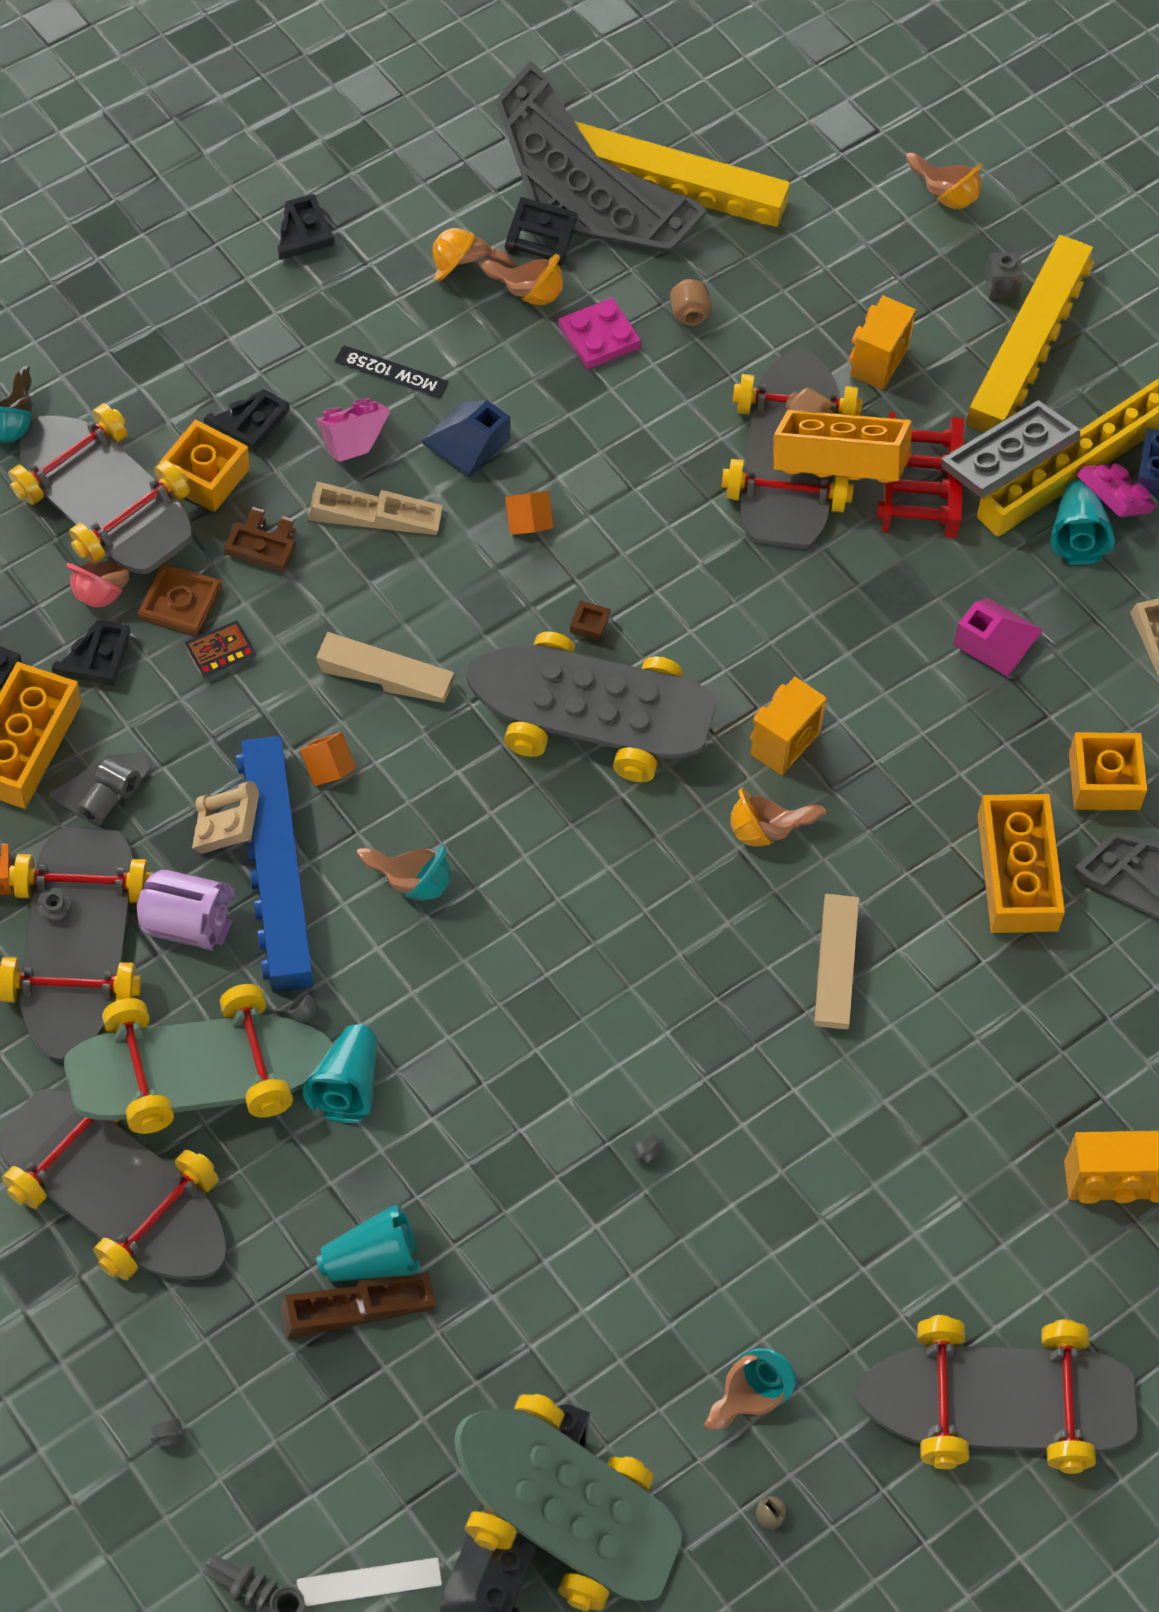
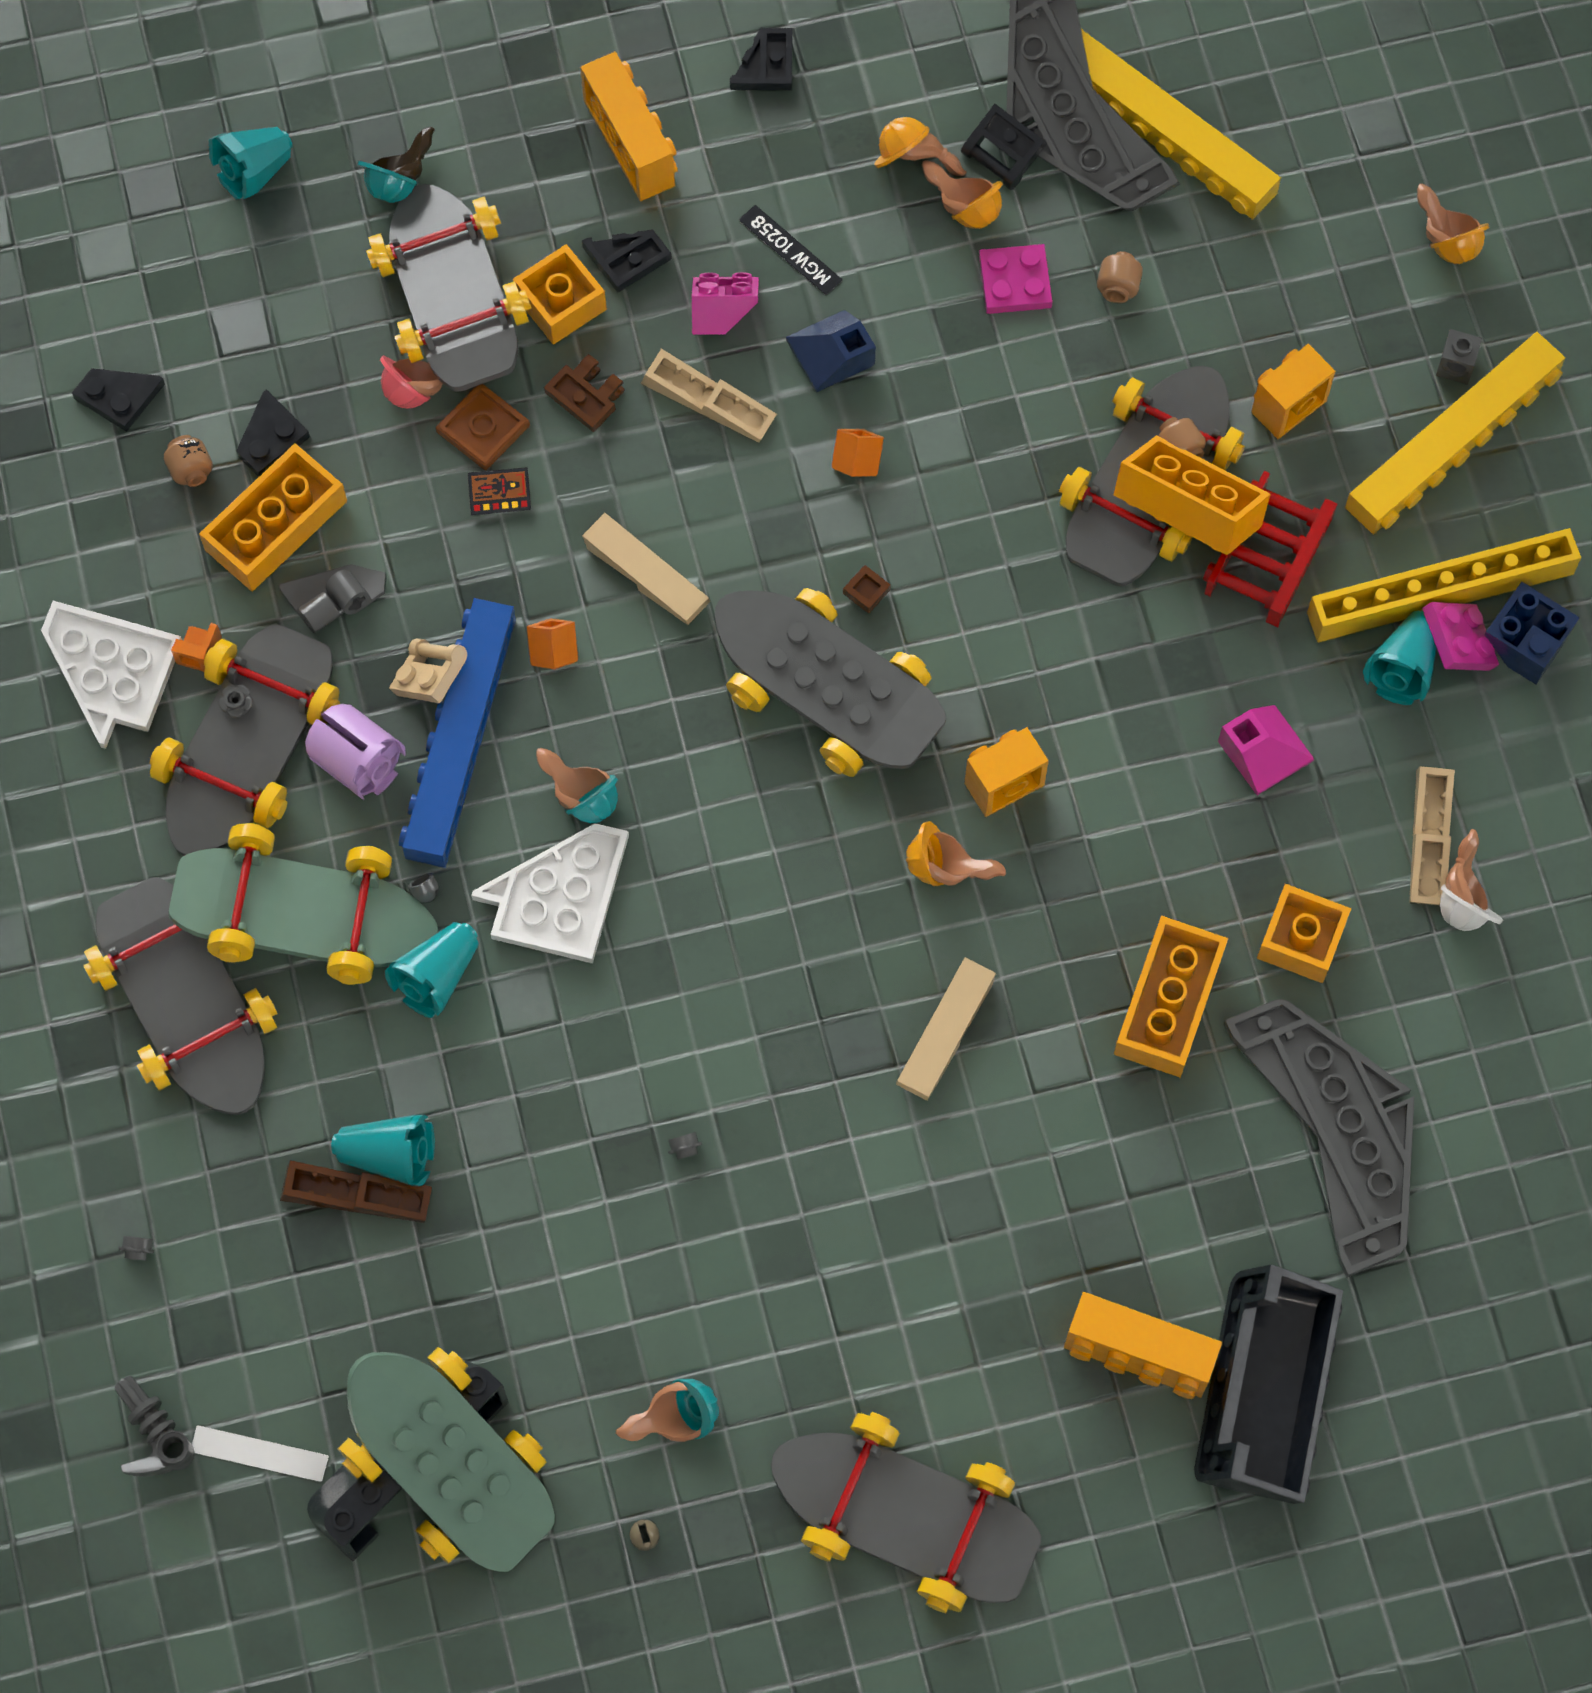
camera: 25 degrees right, 10 degrees up
(97, 654) = (380, 457): black wing -> none
(206, 310) = (629, 125): none -> light orange brick
(431, 972) = (560, 895): none -> white wing
(1010, 449) = (1364, 557): dark grey plate -> none

